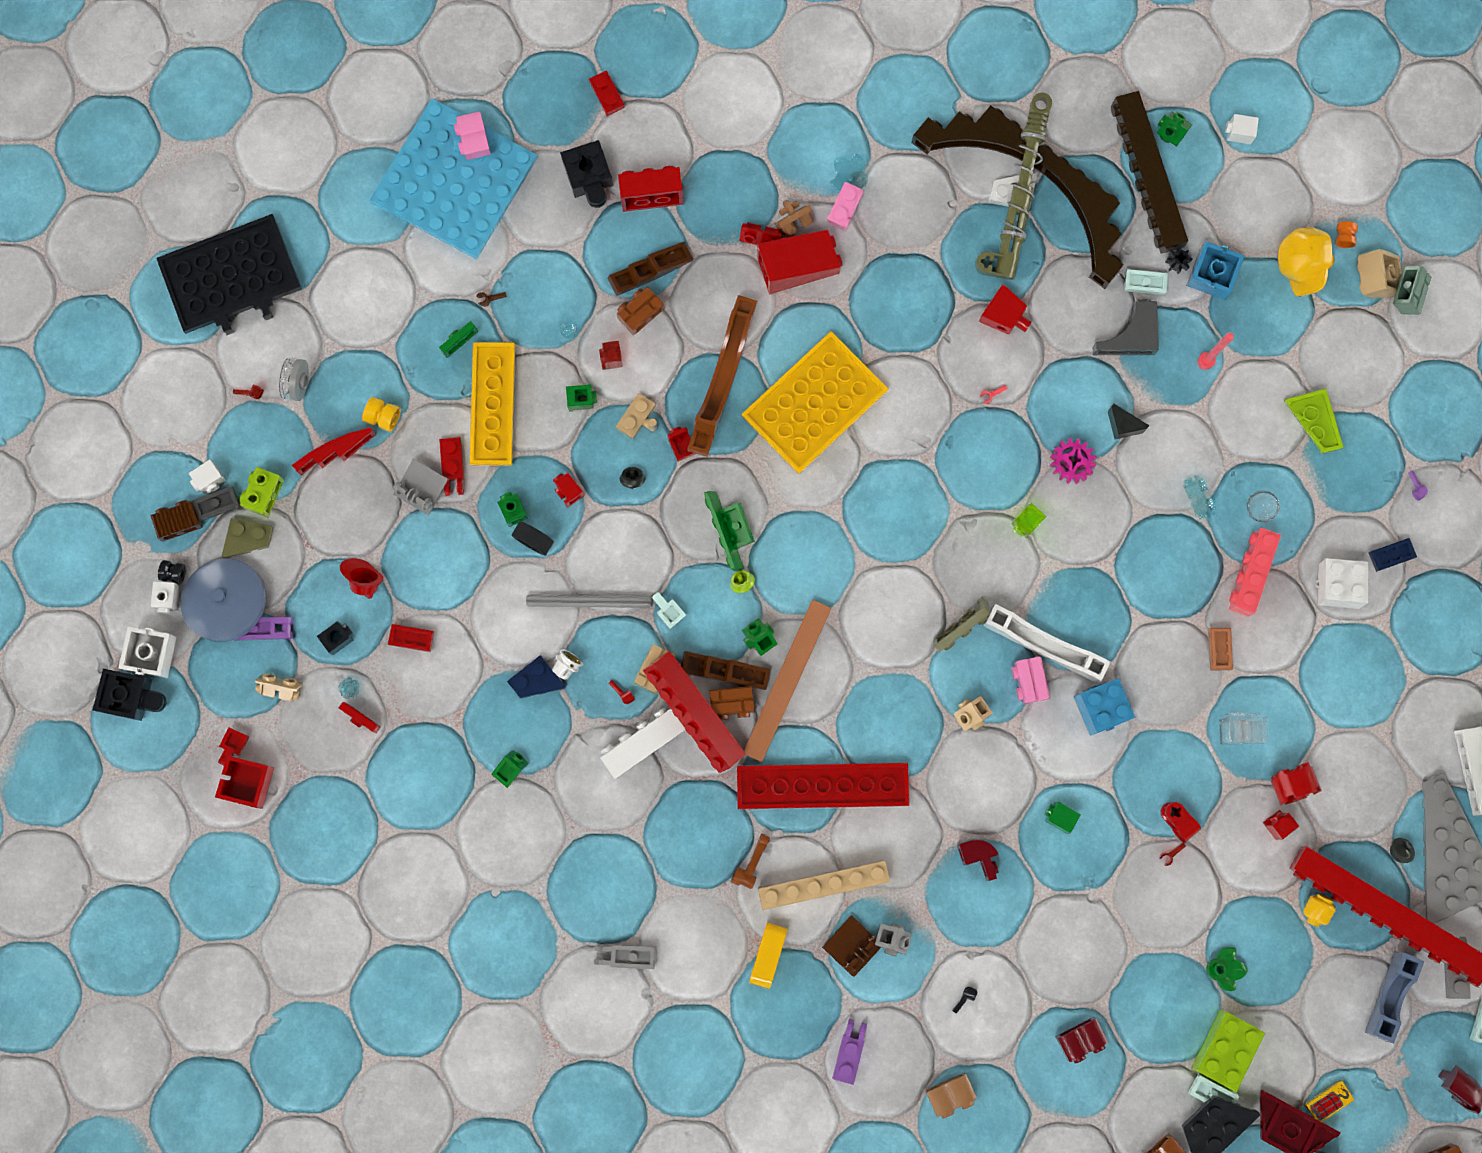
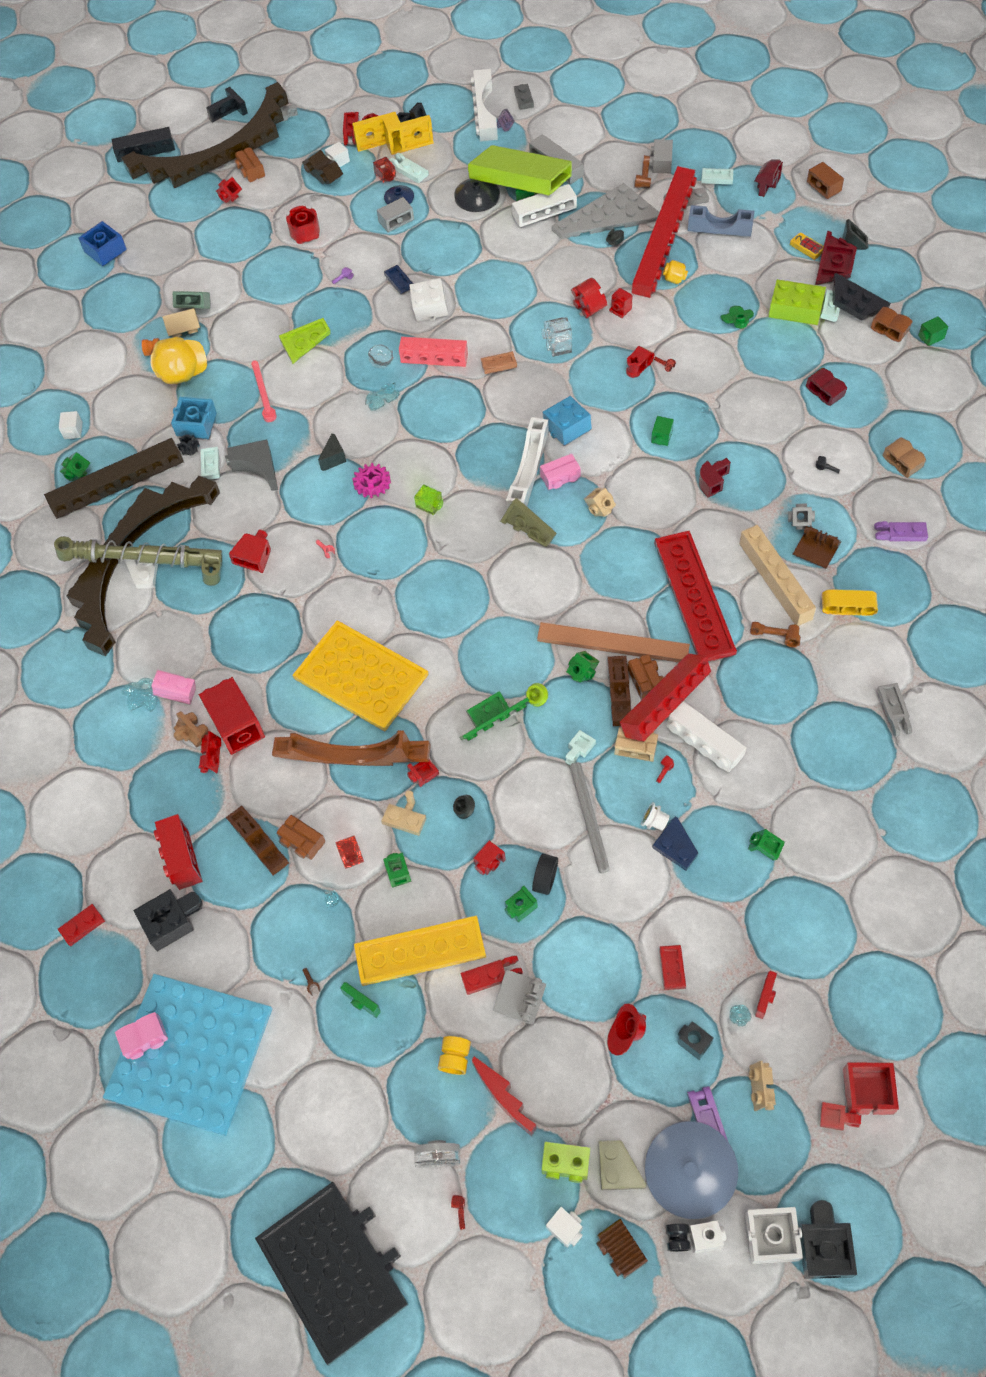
camera: 95 degrees left, 20 degrees down
(216, 503) = (590, 1209): dark grey plate -> none

